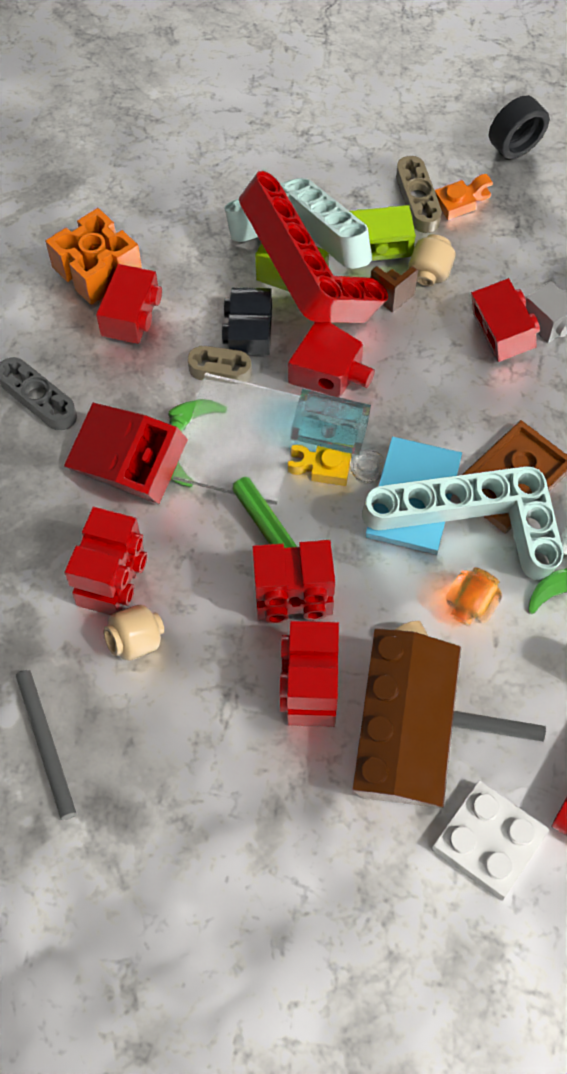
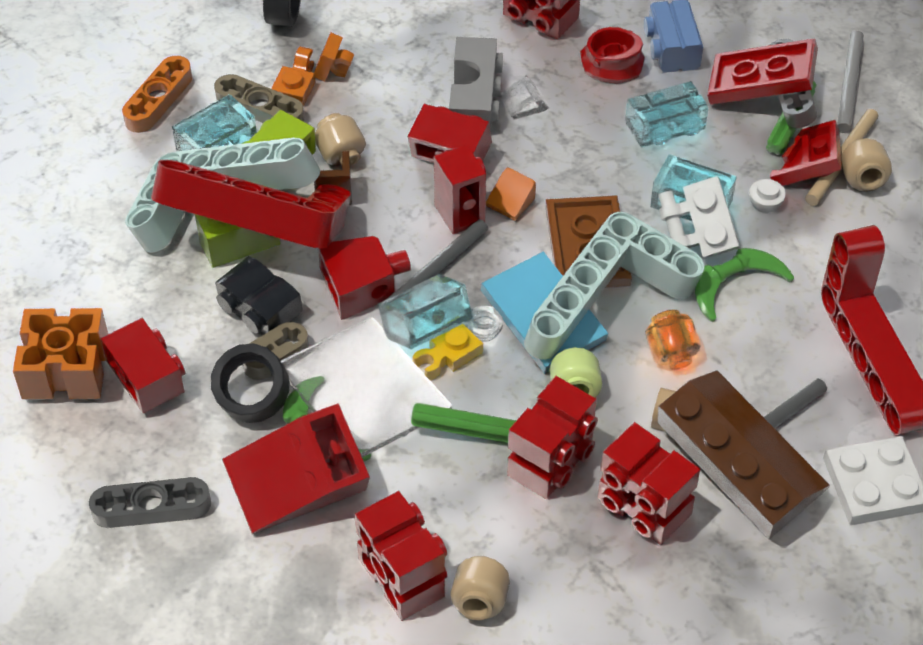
camera: 50 degrees left, 10 degrees down
(155, 355) = (230, 362): none -> black tyre
(358, 185) = (215, 126): none -> clear light blue brick
(373, 558) = (579, 369): none -> yellowish green head
(382, 126) = (156, 106): none -> orange beam
(403, 399) = (446, 256): none -> dark grey bar
(459, 358) = (459, 188): none -> red brick
(500, 200) = (333, 59): none -> orange tile
(501, 396) = (512, 194): none -> orange slope

